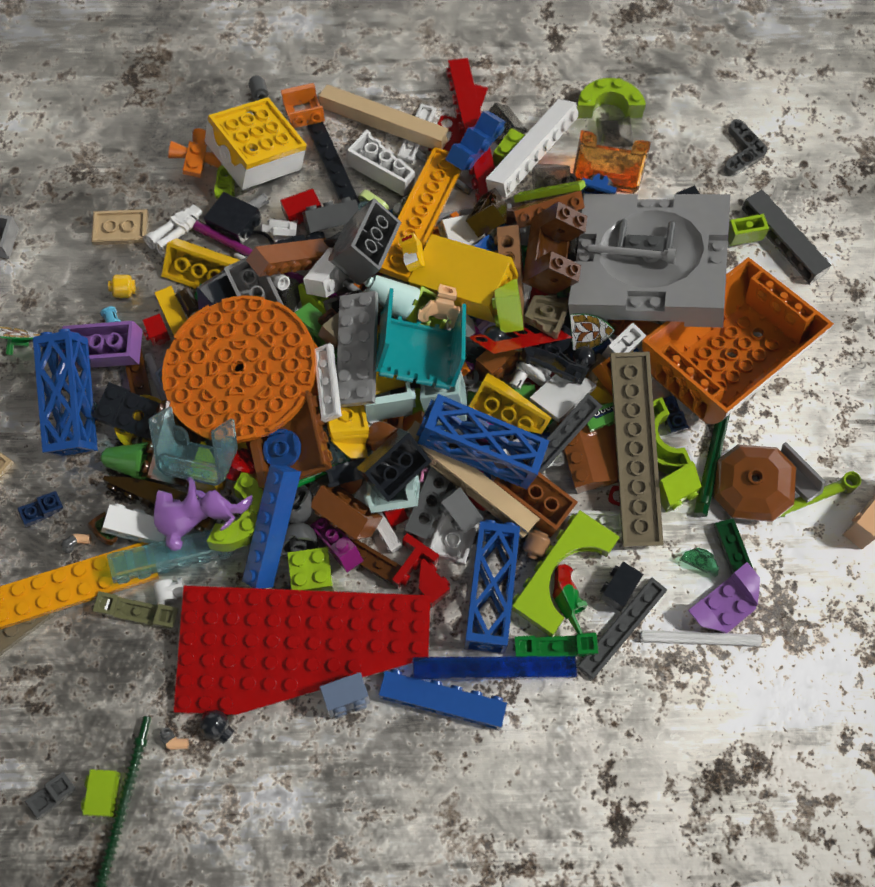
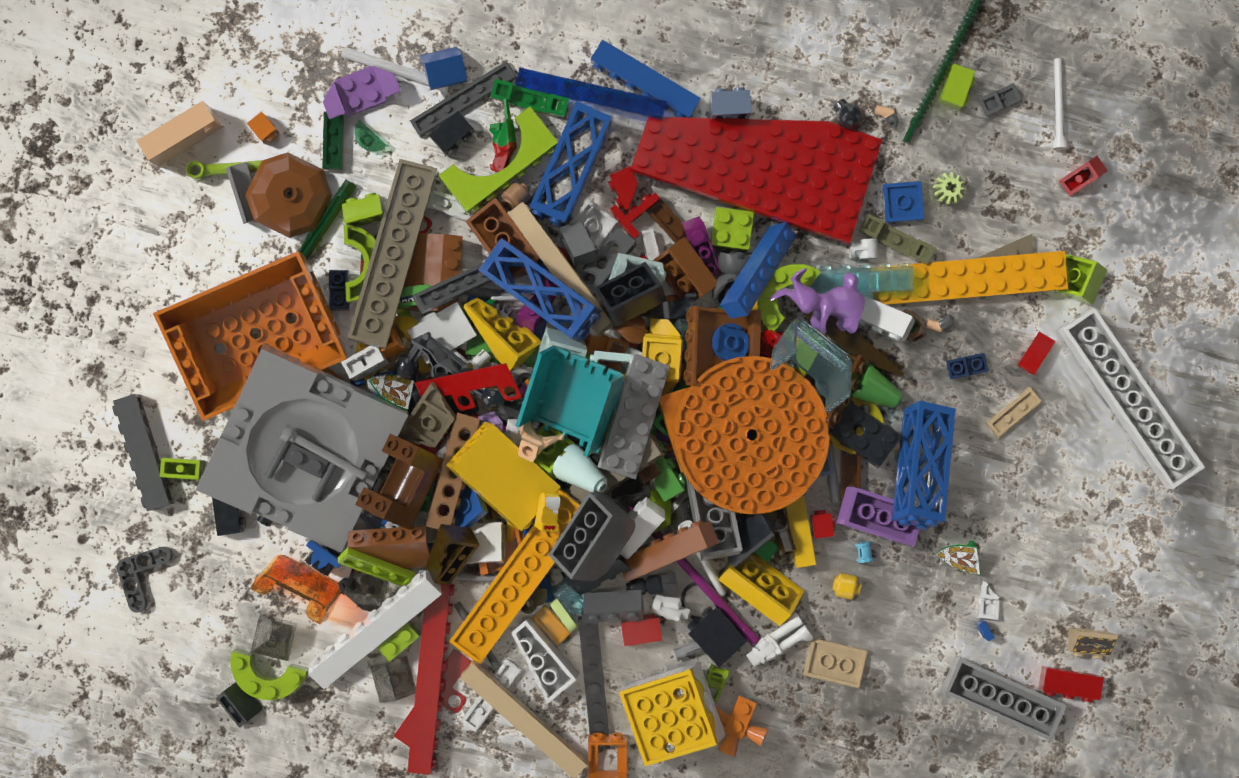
camera: 165 degrees left, 20 degrees up
(82, 683) = (949, 195): none -> yellowish green gear
(137, 652) = (903, 202): none -> blue plate
(327, 383) = (671, 389): white tile -> none
(384, 193) = (551, 625): none -> light orange tile
(476, 141) = (434, 649): blue brick -> none
(508, 307) = (471, 420): lime slope -> none
(618, 71) = (238, 704): none -> black panel
(654, 651) = (444, 68): none -> blue slope
(805, 540) = (263, 128): none -> orange brick

